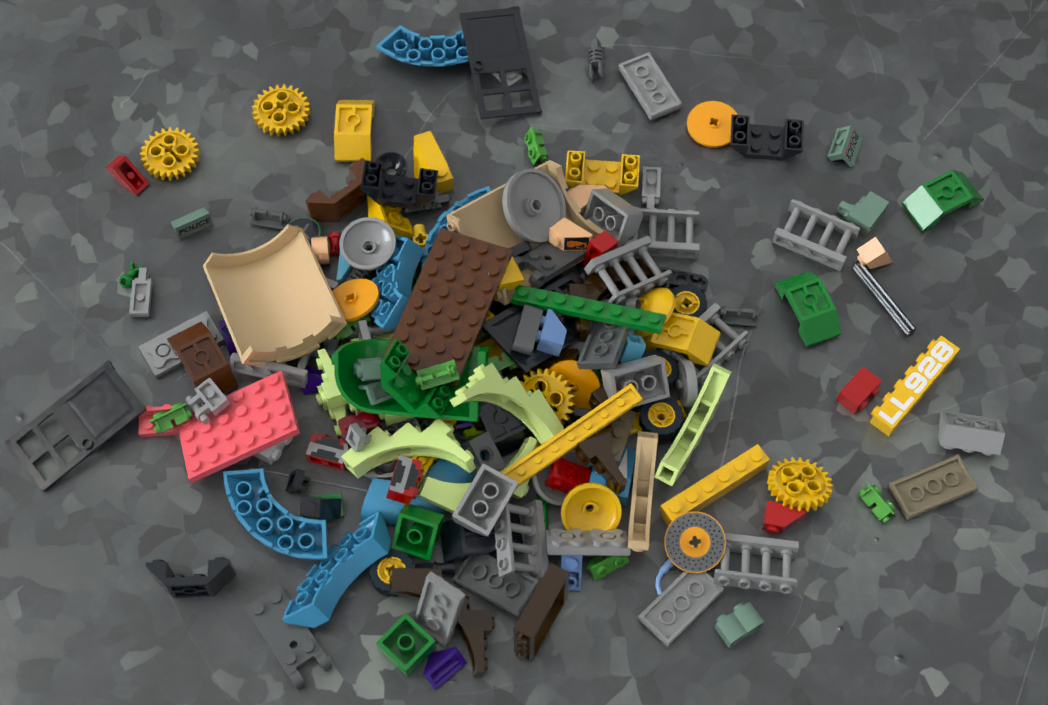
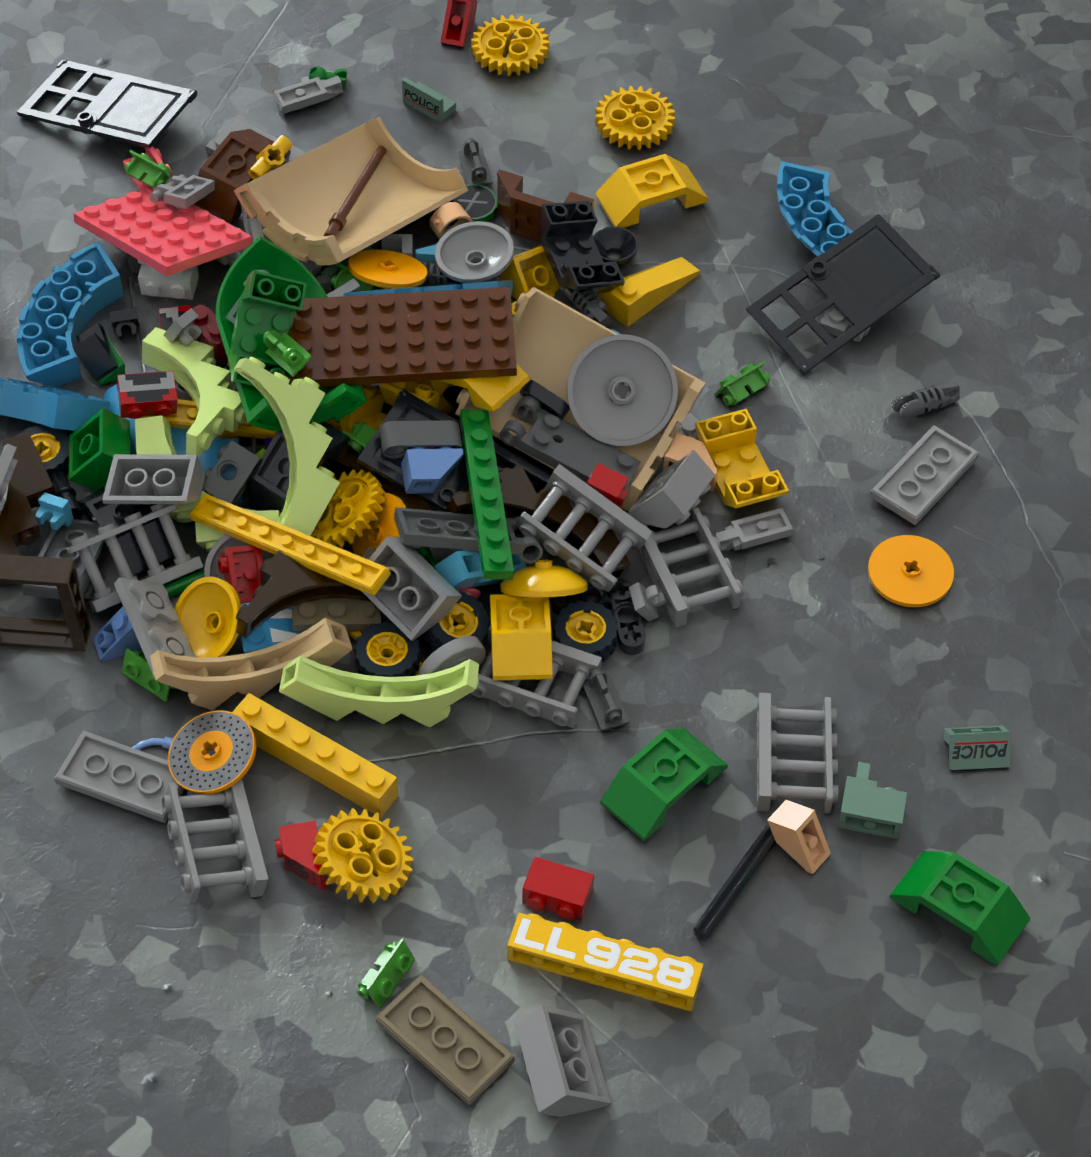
camera: 65 degrees right, 10 degrees down
(218, 332) = (276, 152): none -> yellow axle
(292, 313) = (339, 219): none -> reddish brown bar
(455, 575) = (54, 510): none -> medium azure tile
(569, 236) = (601, 443): light nougat slope -> none
(678, 264) = (647, 600): none -> light grey tile
(738, 624) = (117, 852): sand green brick -> none
(766, 141) = (917, 632): black slope -> none

